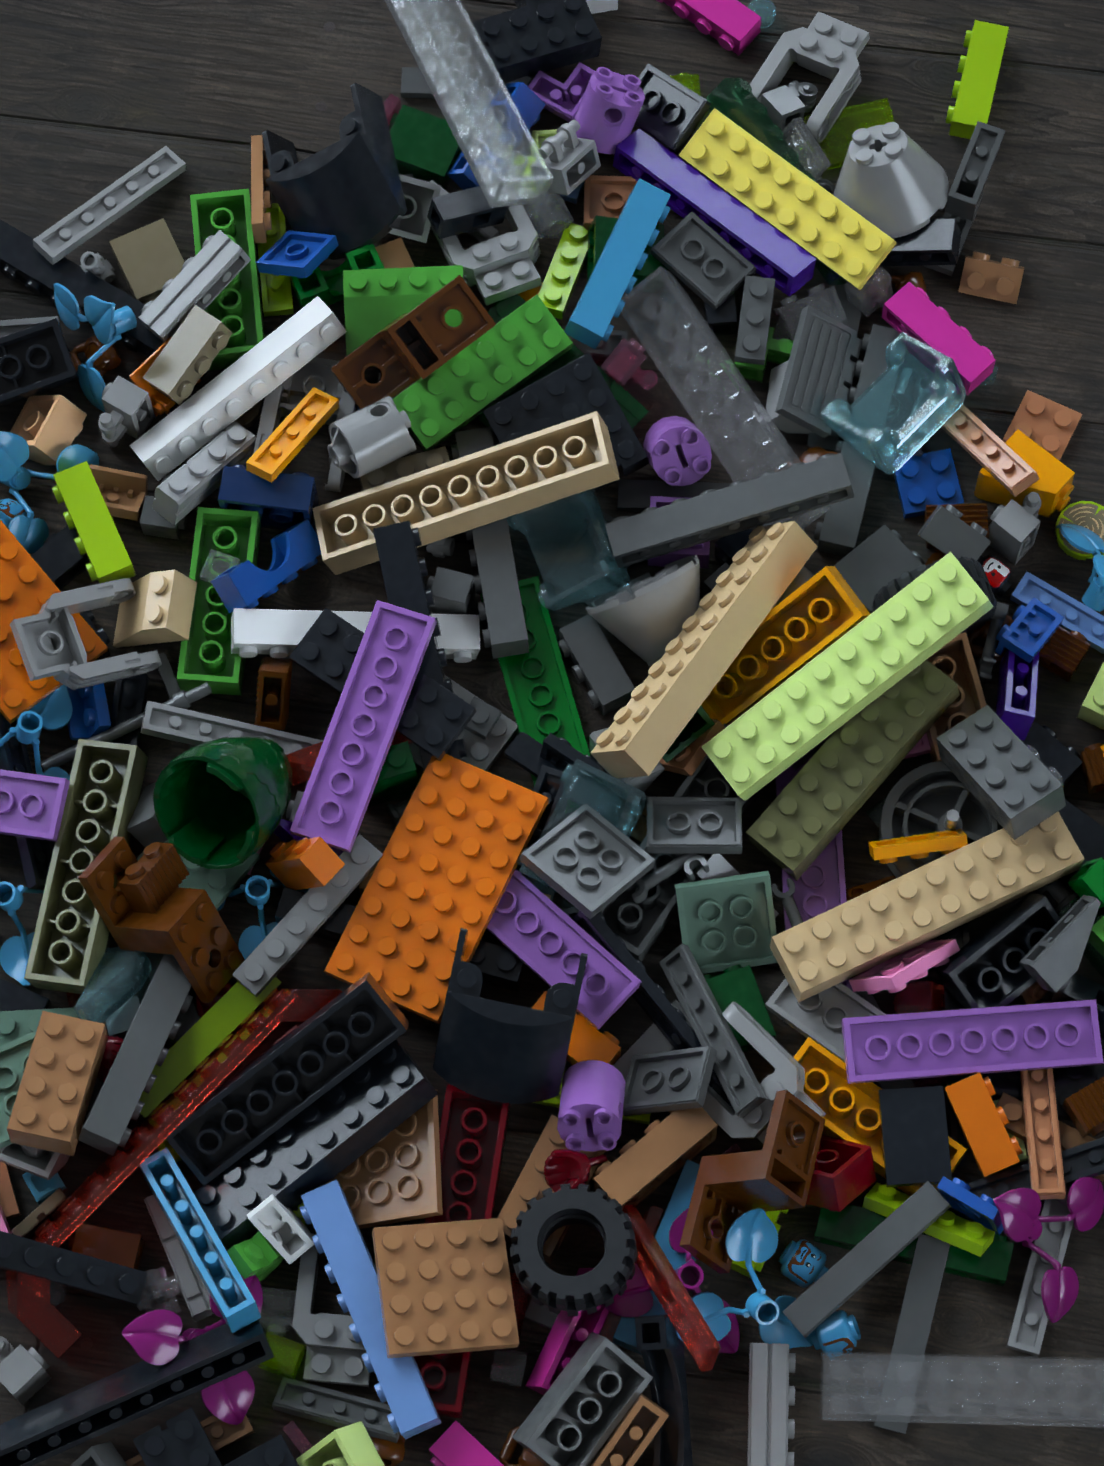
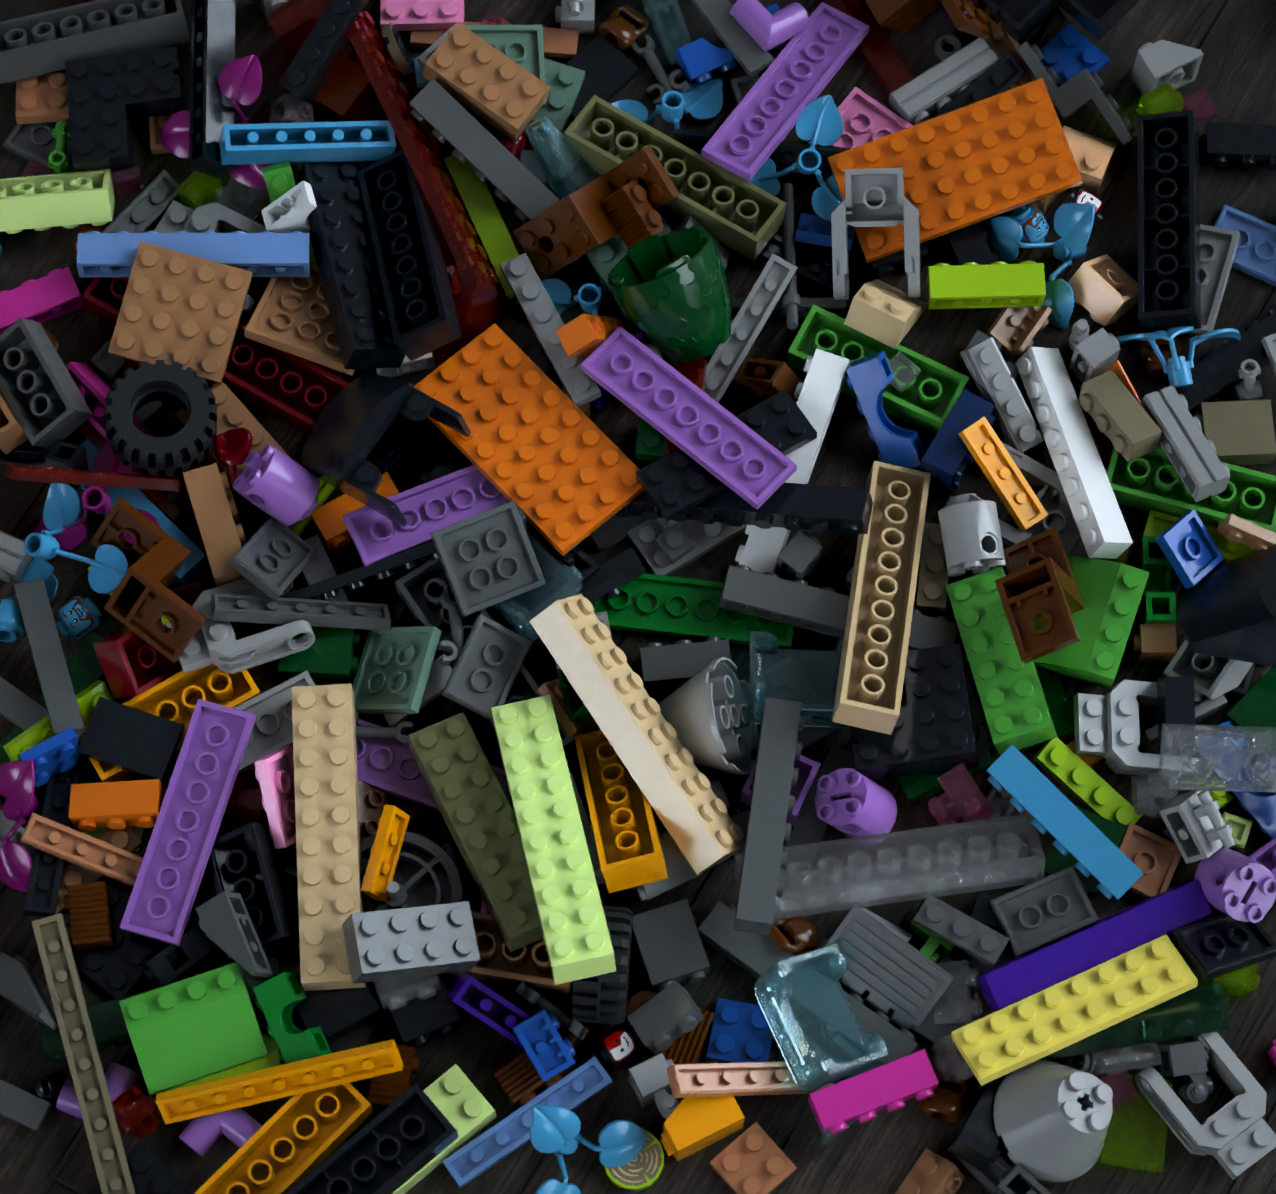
camera: 110 degrees right, 0 degrees up
(835, 152) = (1121, 1086): none -> clear pink tile

